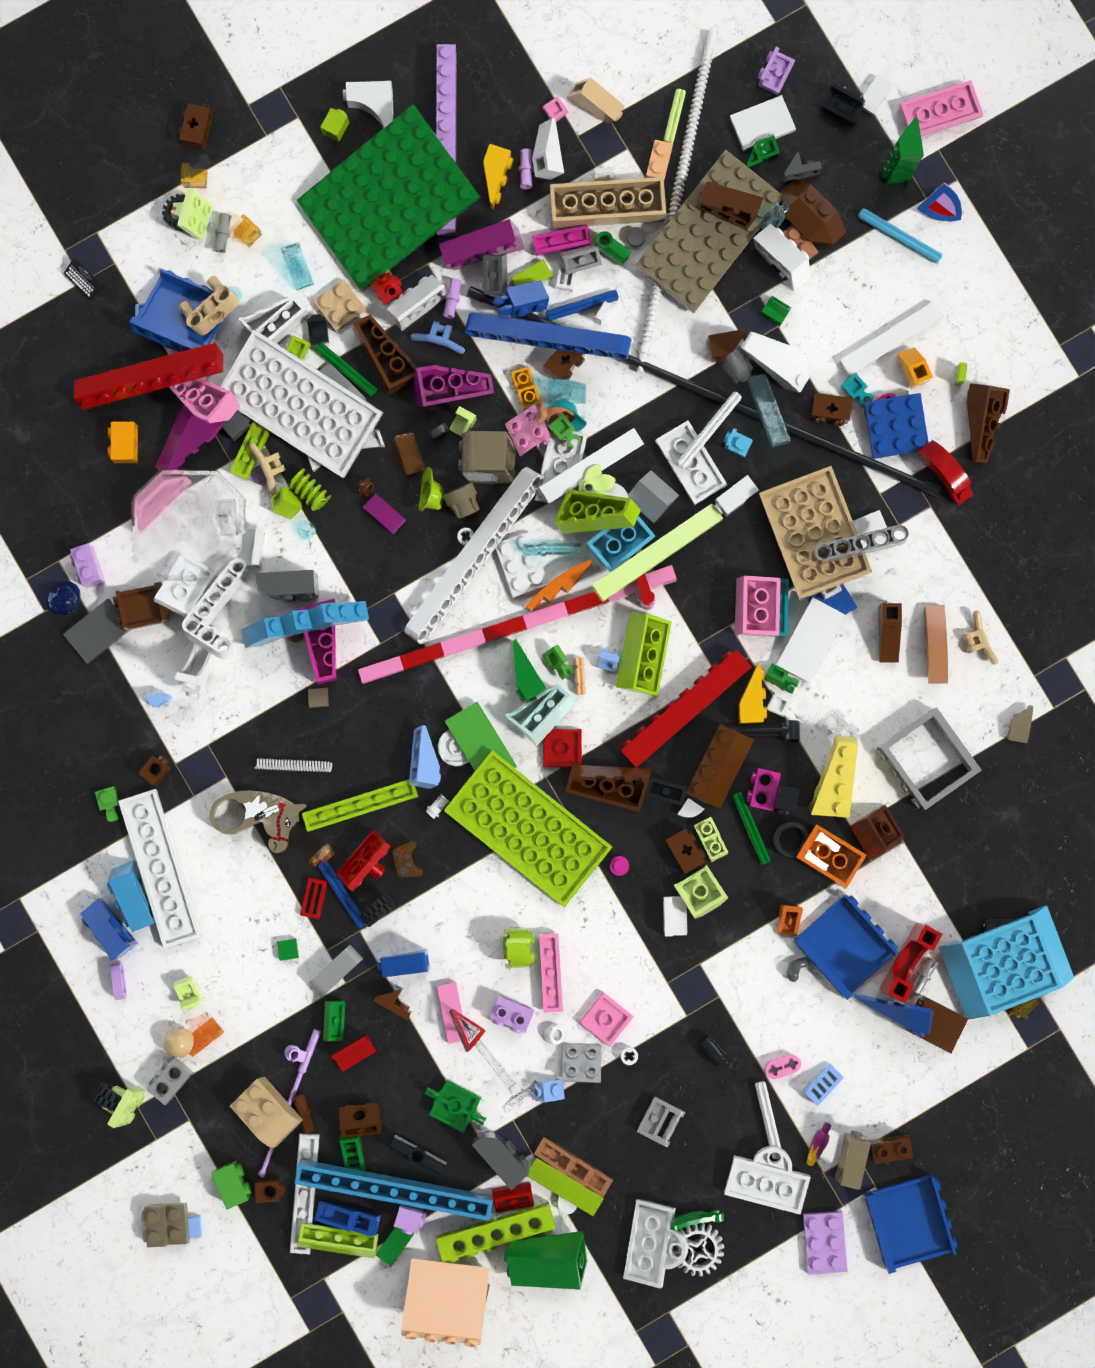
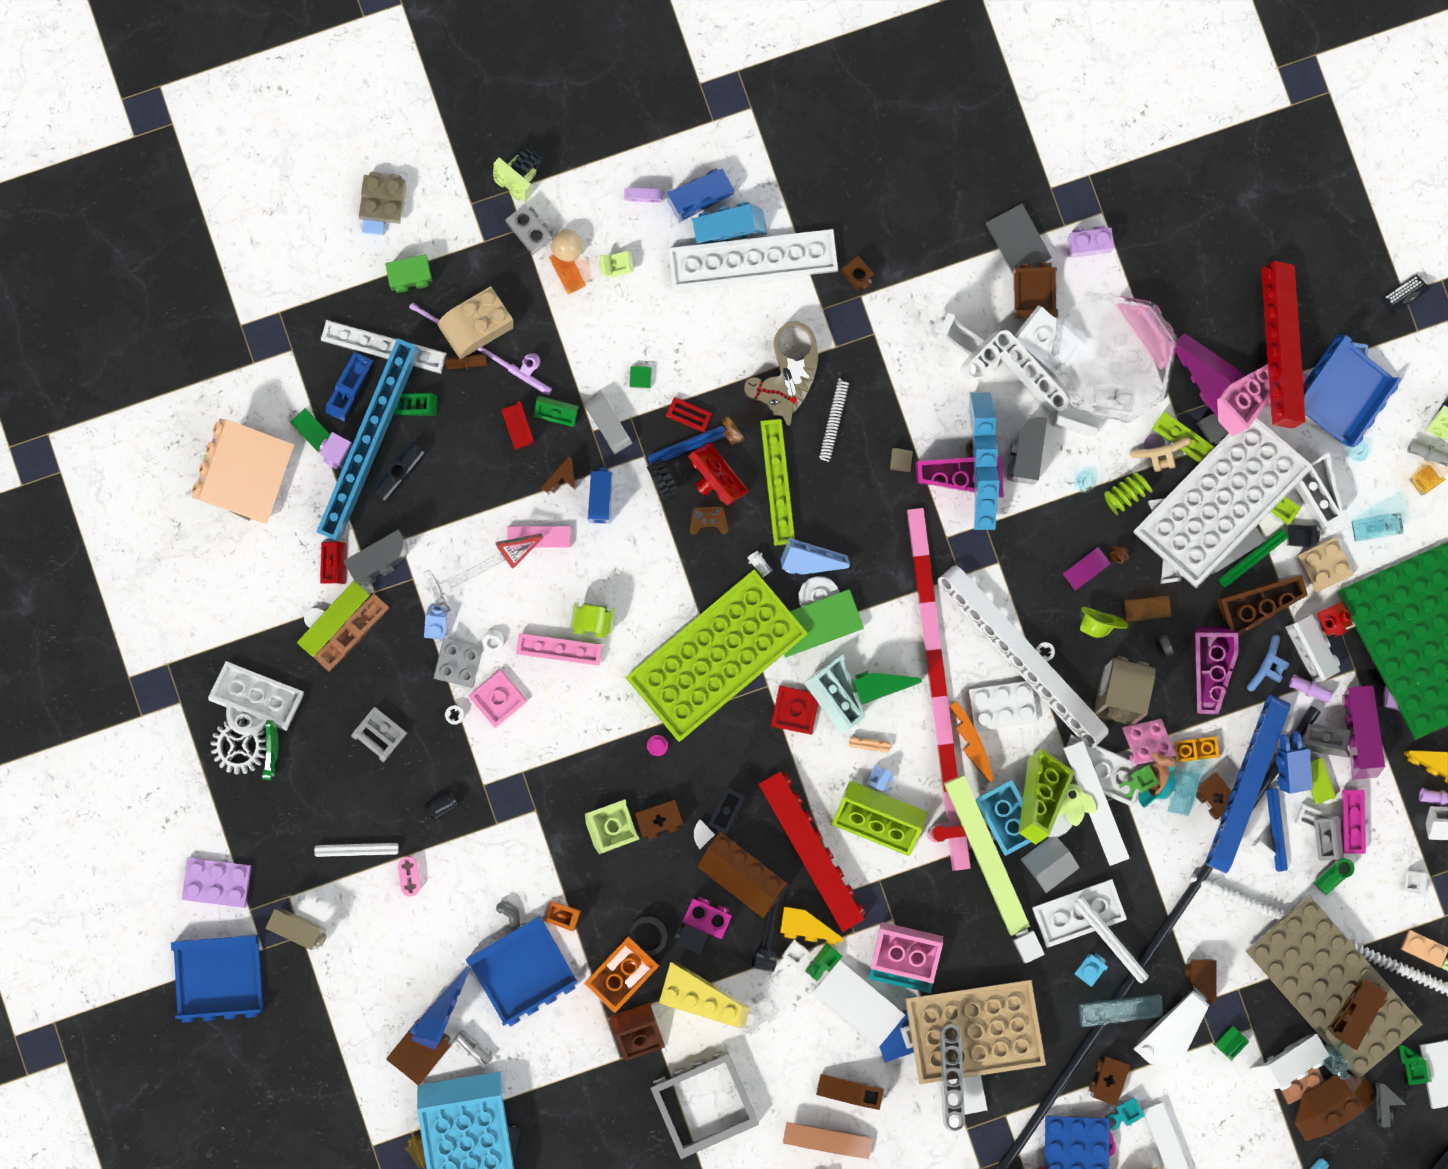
camera: 105 degrees right, 0 degrees up
(63, 599) = (1060, 211): clear blue piece -> none
(107, 801) = (836, 218): bright green plate -> none
(123, 442) = (1217, 304): light orange brick -> none
(158, 699) = (931, 290): light blue slope -> none
(212, 309) = (1344, 426): tan piece -> none
(261, 1194) = (392, 302): reddish brown brick -> none
(286, 503) = (1118, 465): lime panel -> none
(336, 1240) = (328, 371): lime slope -> none
(367, 1126) = (440, 427): reddish brown brick -> none
(455, 1105) = (441, 521): green plate -> none
(462, 500) = (1084, 655): dark tan piece -> none
(463, 421) = (1170, 673): yellowish green panel -> none
(503, 1223) = (289, 486): lime brick -> none
(511, 1014) = (524, 599): lavender brick -> none
(548, 1261) = (260, 585): green slope -> none
(551, 549) = (1012, 744): clear light blue pin -> none
(556, 660) = (891, 722): bright green plate -> none
(608, 202) = (1386, 880): tan brick -> none
(610, 785) = (746, 752): reddish brown wedge -> none
(635, 237) = (1342, 904): flat silver tile -> none
(674, 916) = (591, 793): white panel -> none
(711, 839) = (665, 850): yellowish green slope -> none
(737, 365) = (1176, 986): clear slope -> none
(746, 487) = (1039, 968): white tile -> none
(751, 828) = (669, 895): green axle -> none
(768, 1181) = (293, 835): white plate -> none
(813, 1084) = (383, 904): light blue slope -> none
(818, 1144) = (319, 897): magenta piece -> none
(890, 1149) = (299, 972): reddish brown brick -> none
(898, 978) = (474, 1018): red arch -> none

